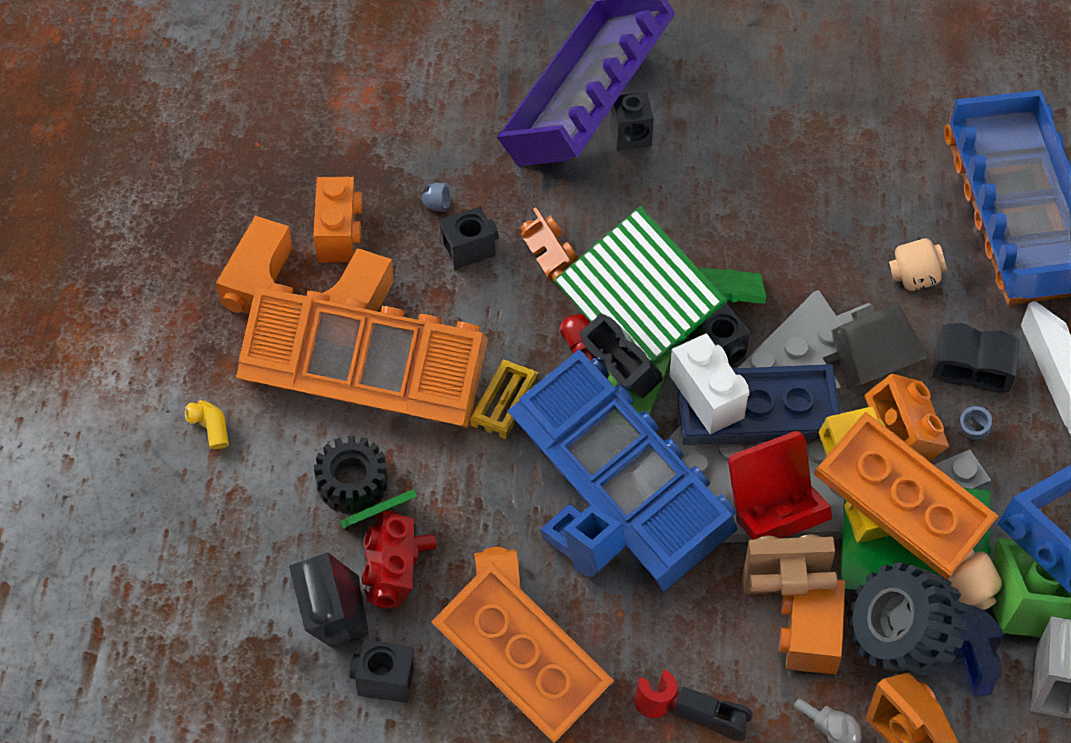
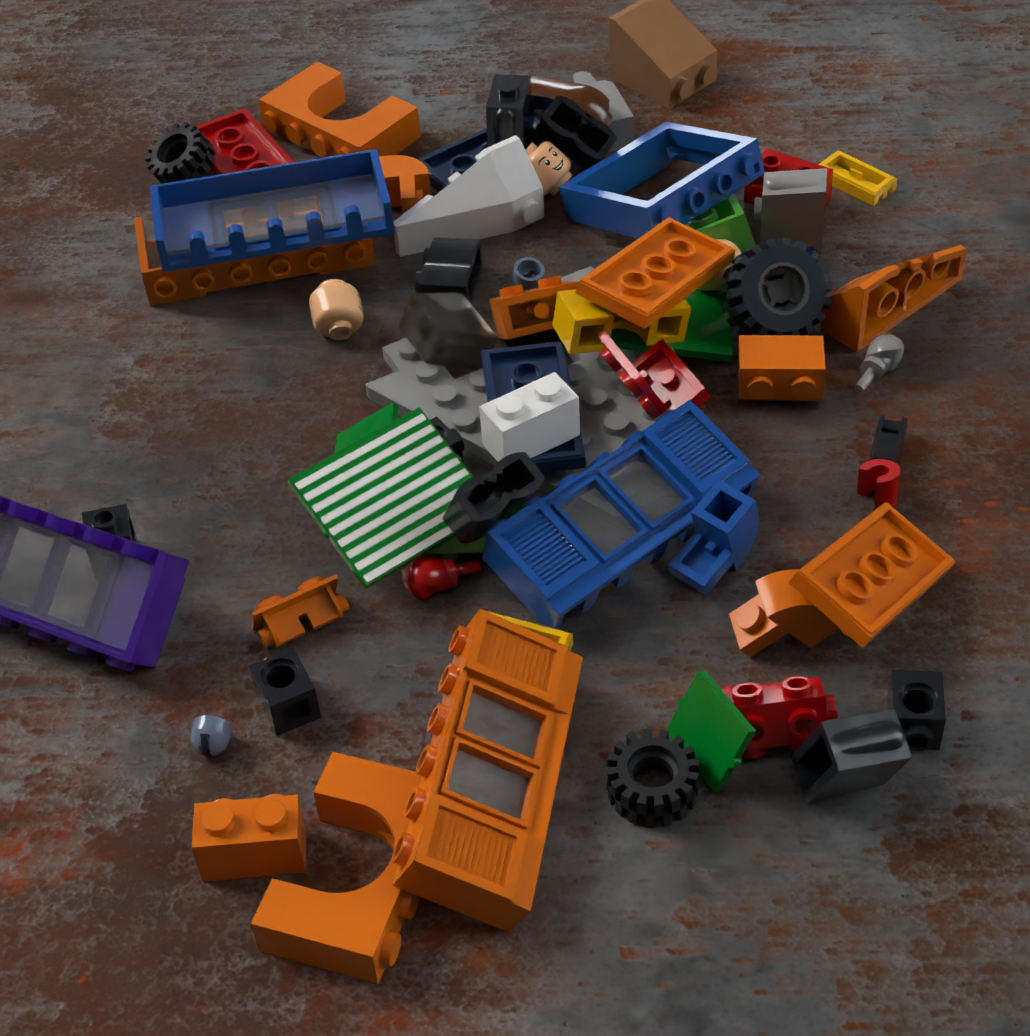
camera: 90 degrees left, 10 degrees down
(210, 418) = (583, 949): yellow arm -> none
(789, 565) = (728, 369): medium nougat plate -> none

